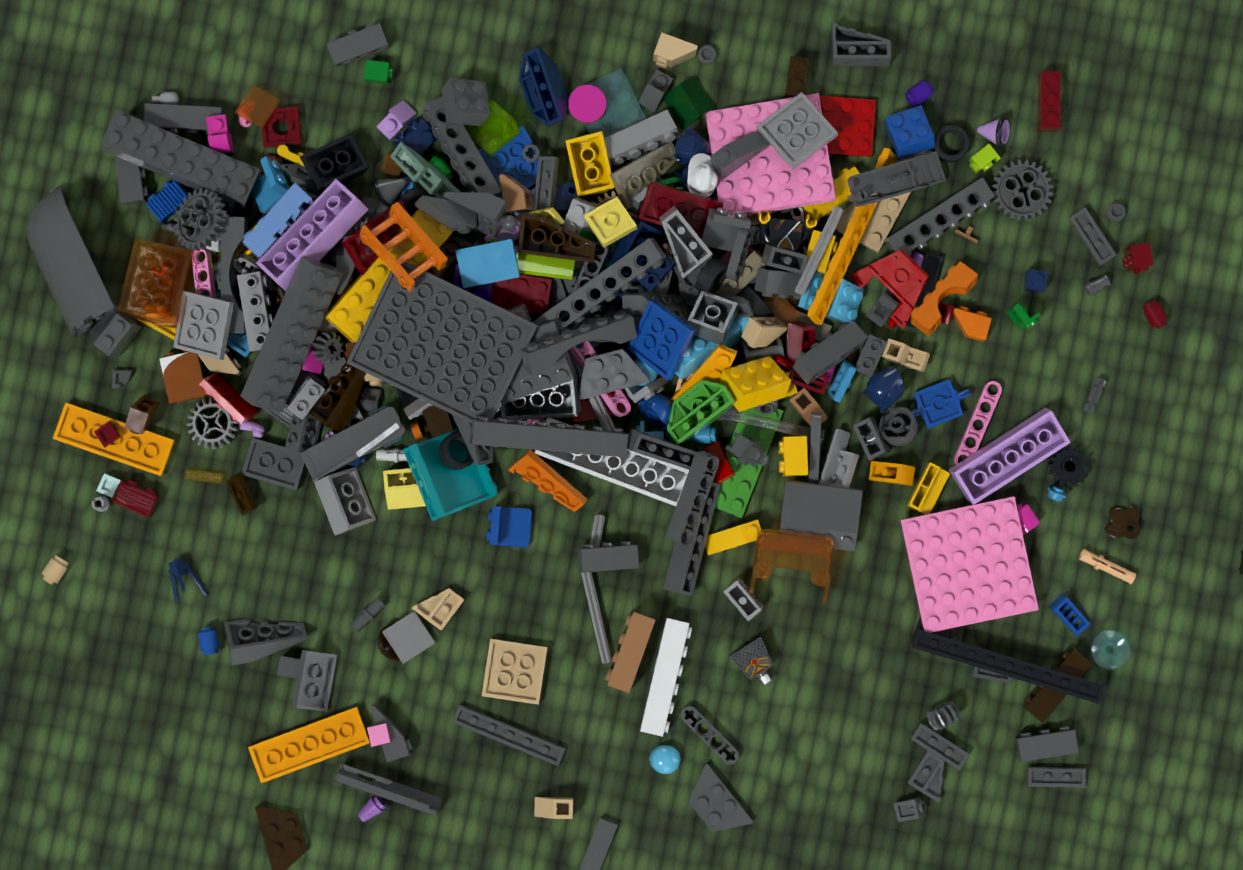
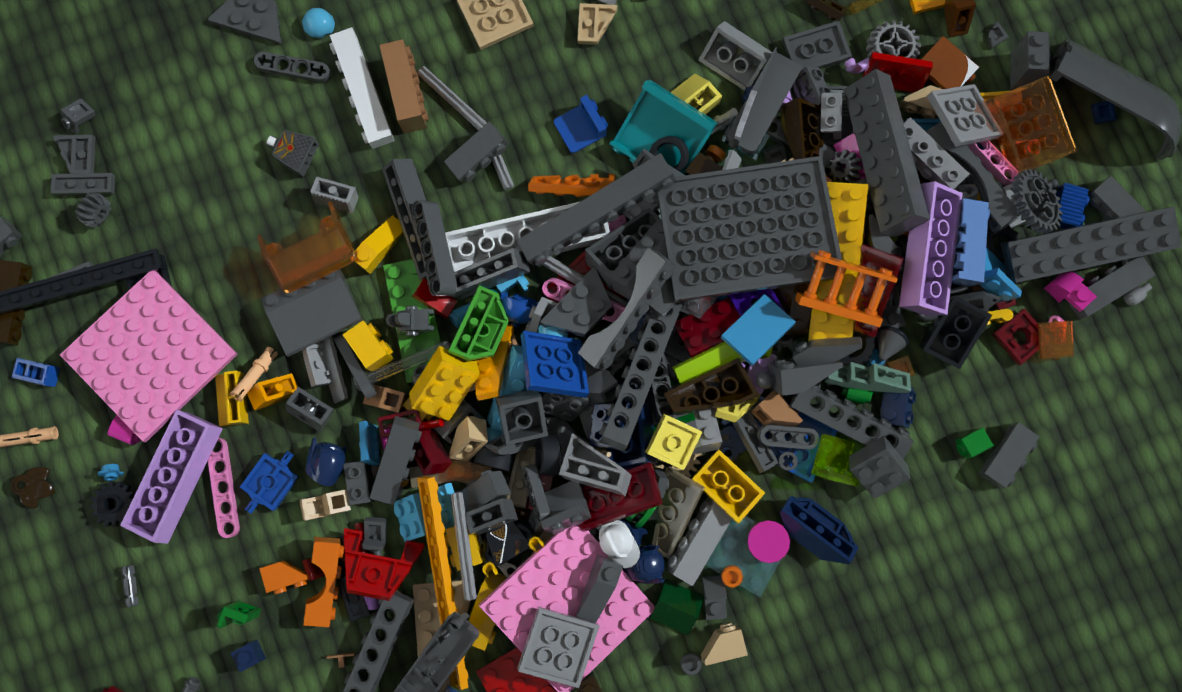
camera: 145 degrees right, 5 degrees down
(396, 120) = (925, 412): lavender slope -> none
(513, 165) = (795, 439): none -> dark grey plate
(632, 97) = (732, 576): none -> orange tile
(898, 426) = (291, 435): dark grey cylinder -> none
(901, 492) = (259, 367): none -> light nougat pin

